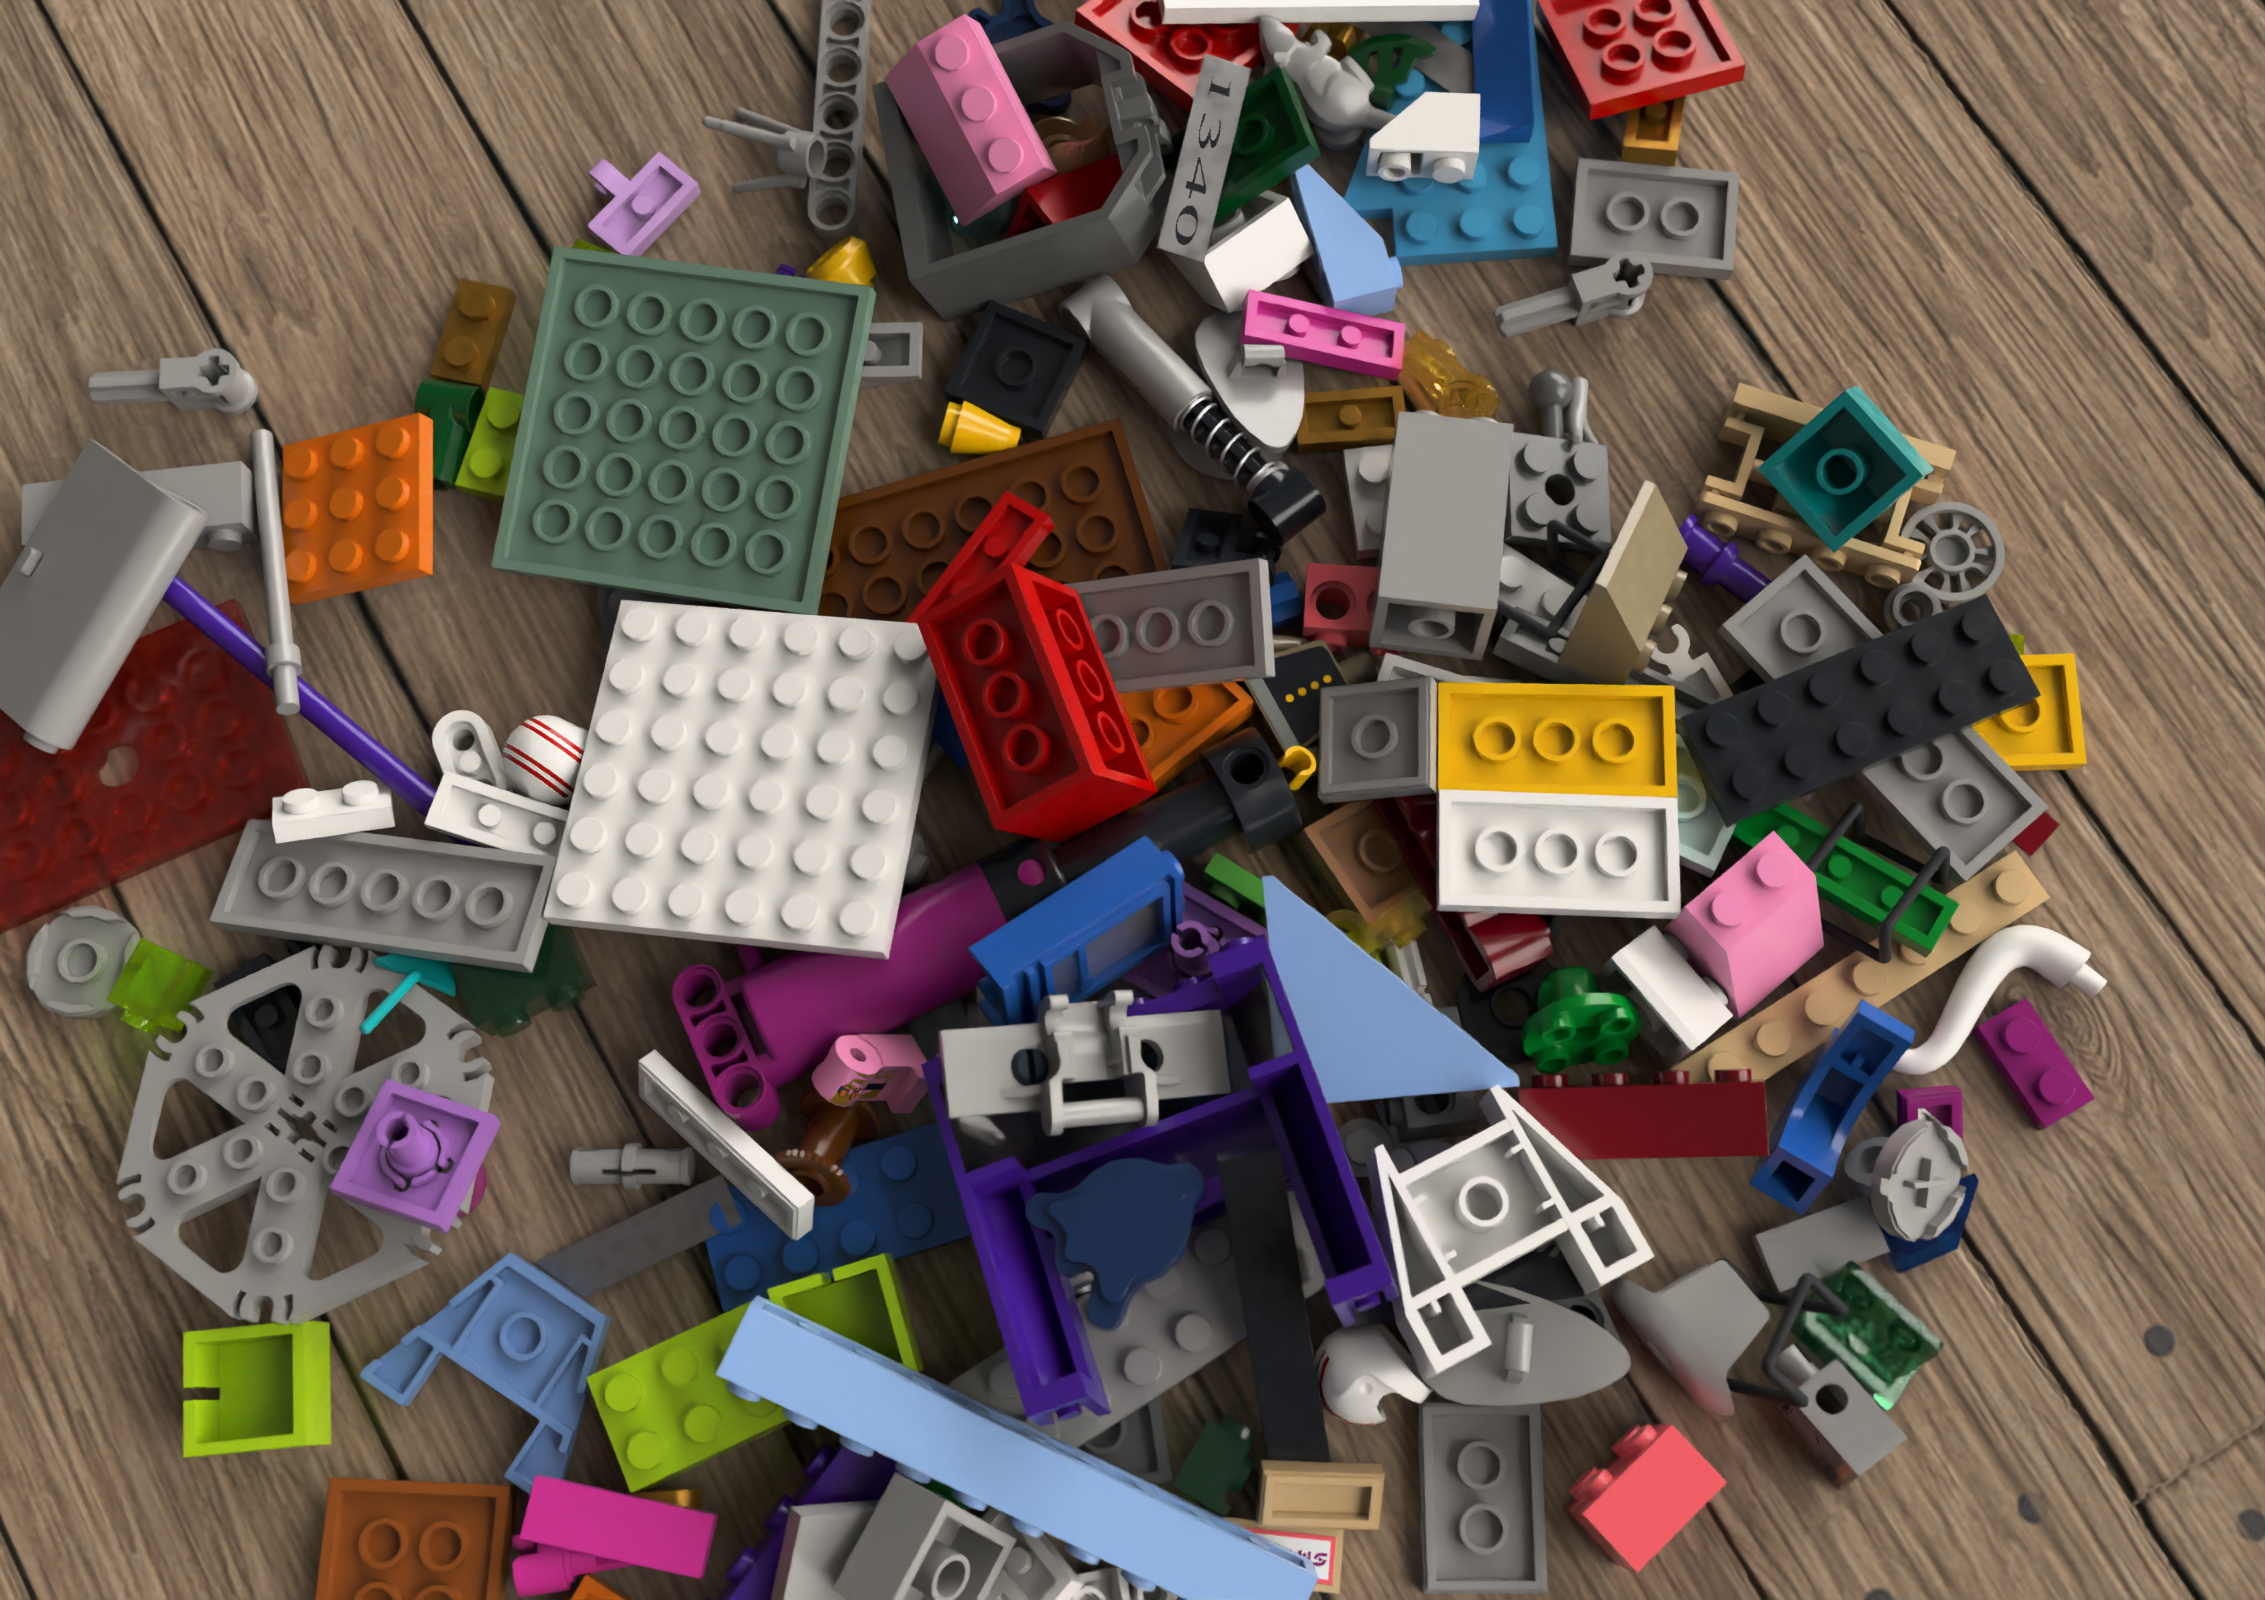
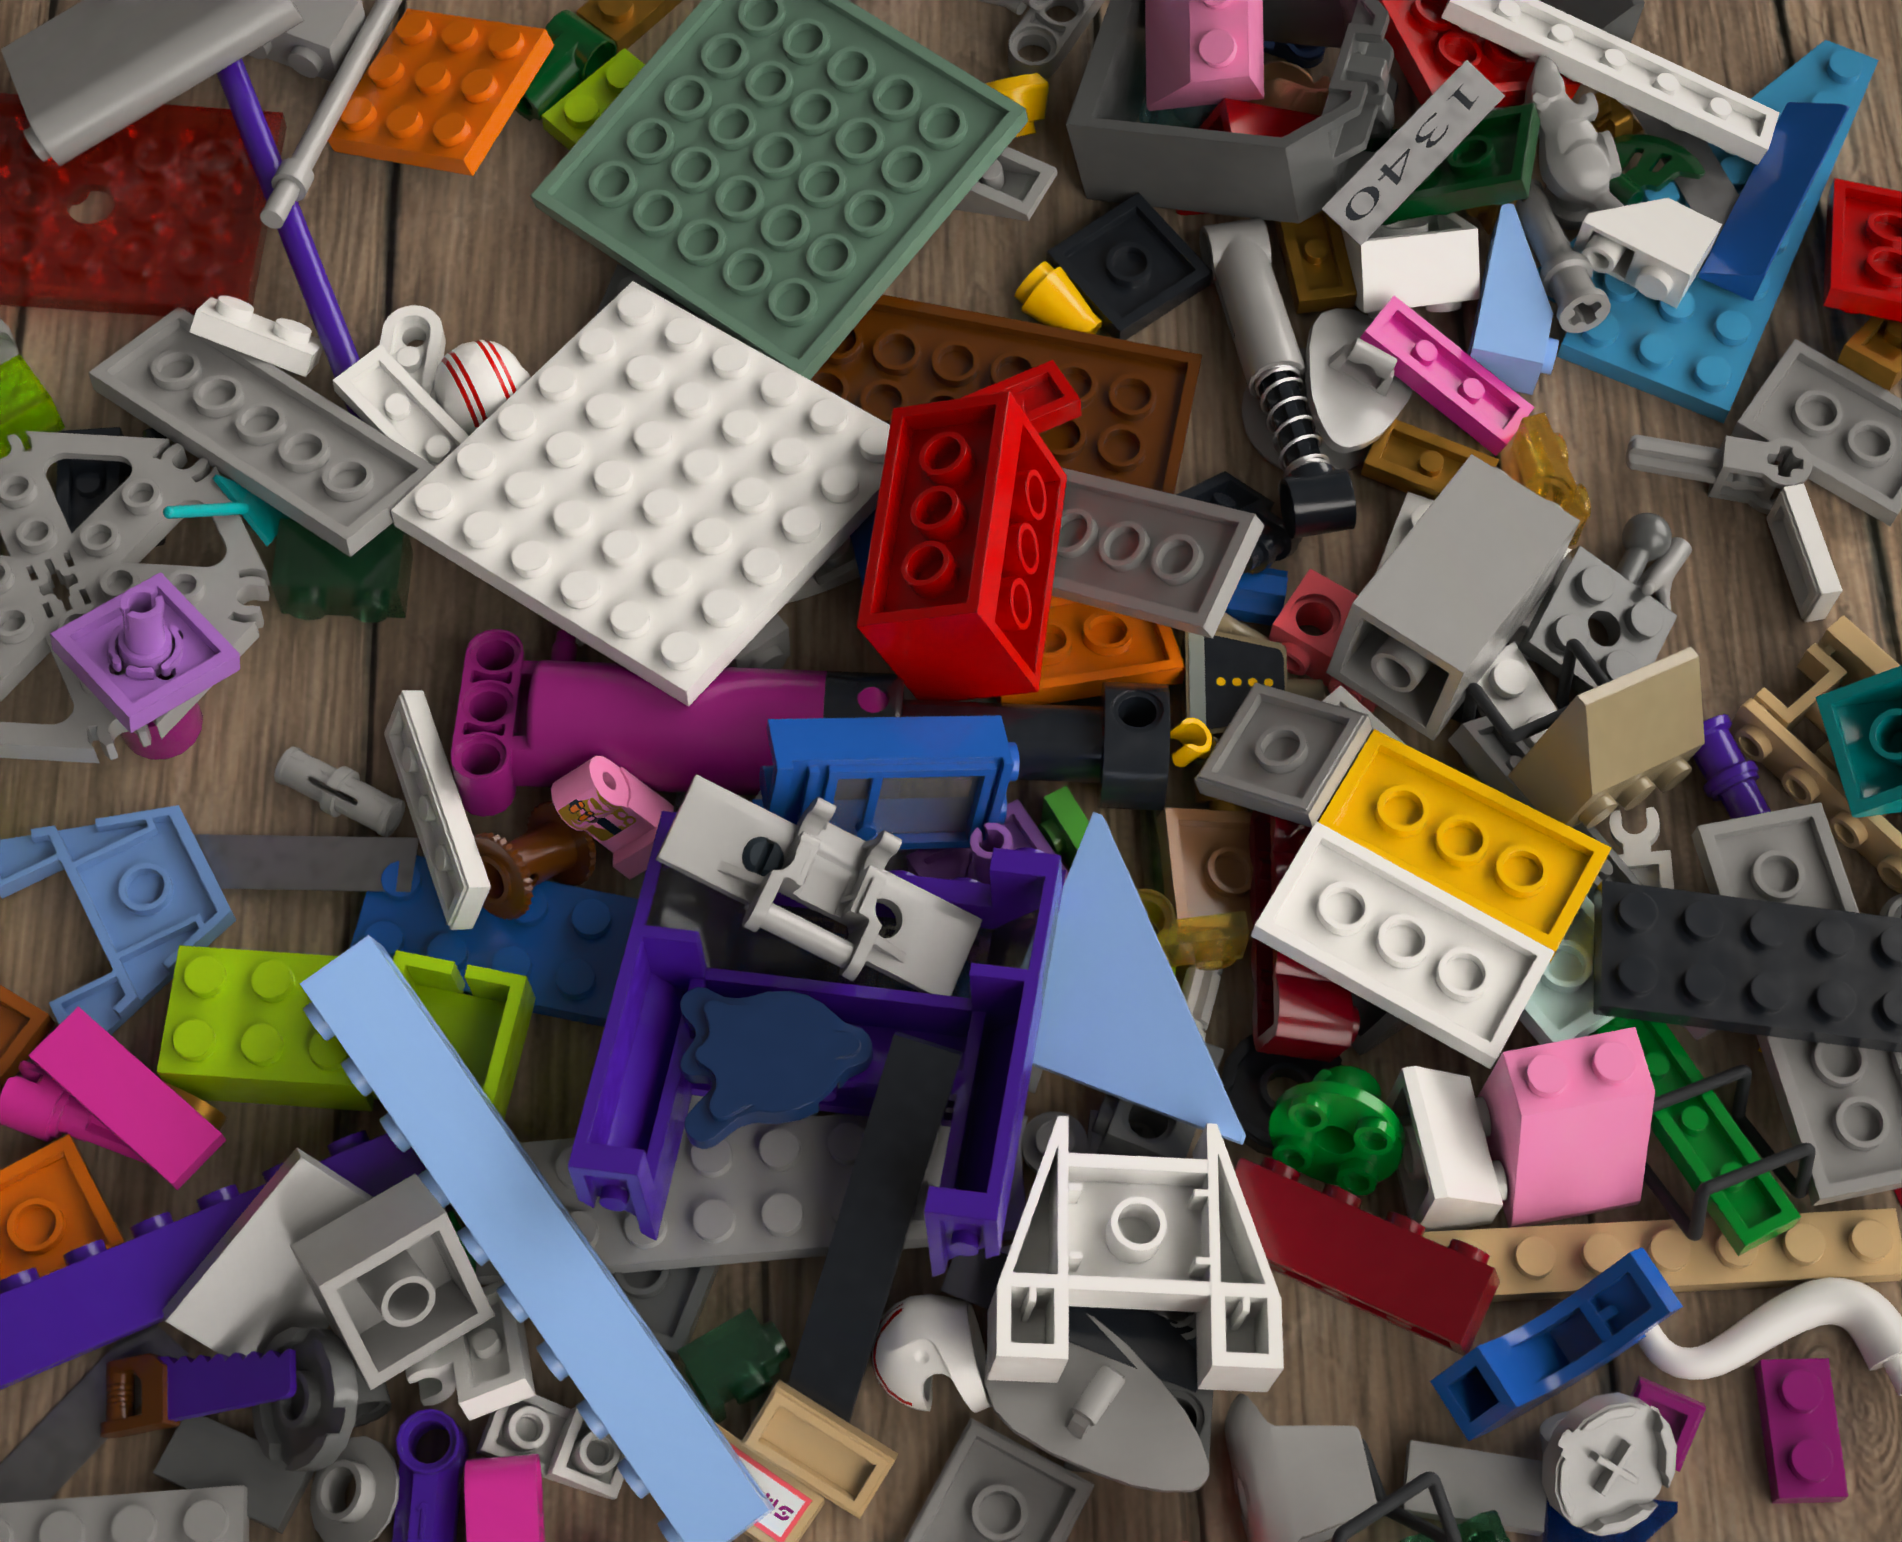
camera: 20 degrees right, 10 degrees down
(1167, 289) = (1316, 264): none -> pearl gold plate
(1370, 194) = (1564, 271): none -> light grey pin
(1677, 341) = (1803, 553): none -> white tile

